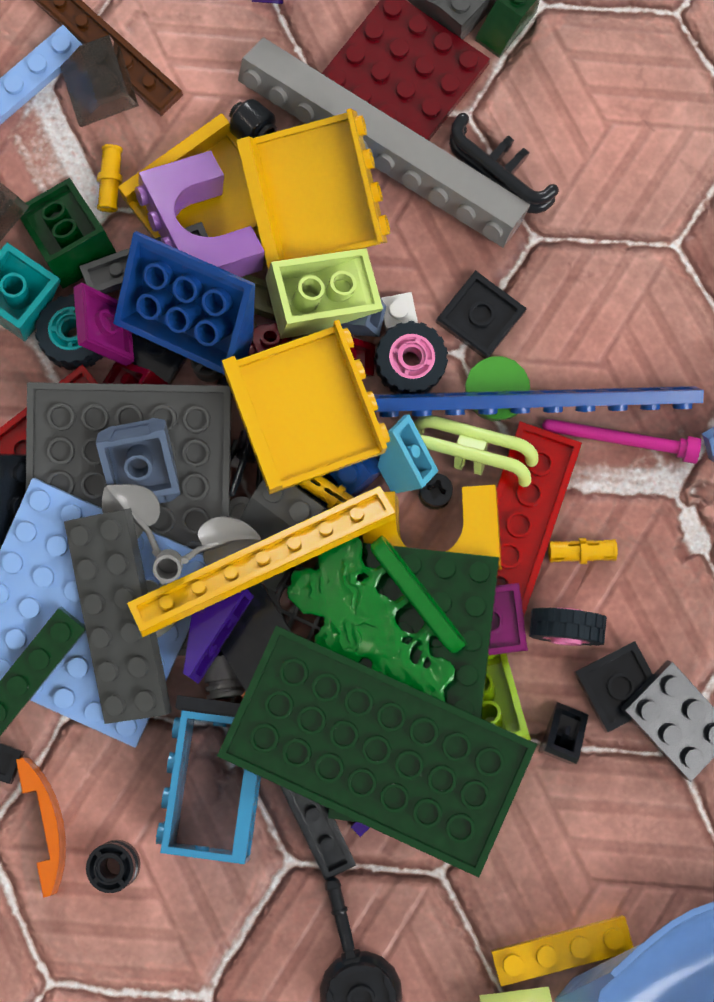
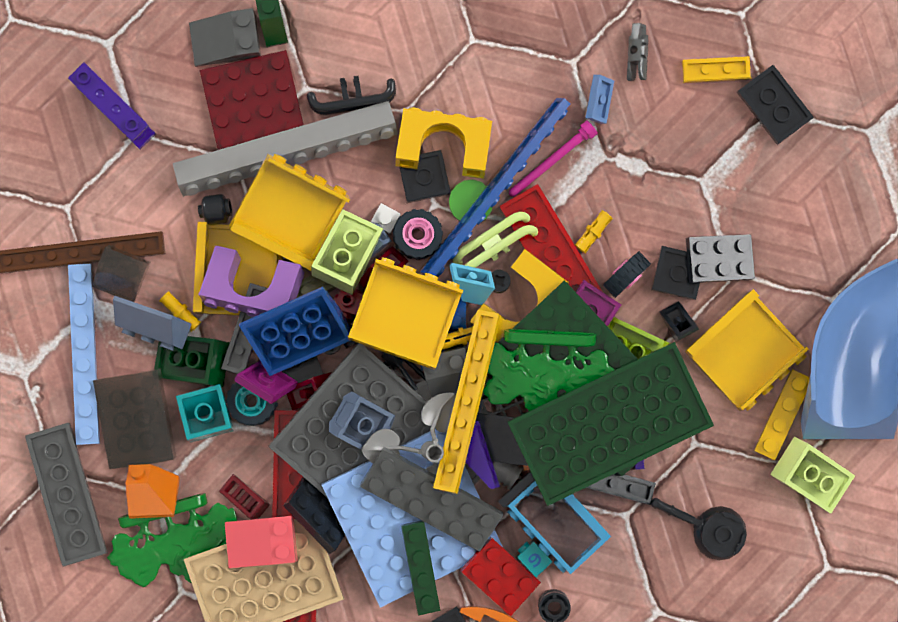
camera: 50 degrees left, 5 degrees up
(65, 152) = (150, 324): none -> sand blue slope
(98, 773) = (500, 576): none -> red plate
(147, 794) = (533, 558): none -> teal brick
(532, 261) = (419, 124): none -> yellow arch
(598, 844) = (746, 351): none -> yellow panel

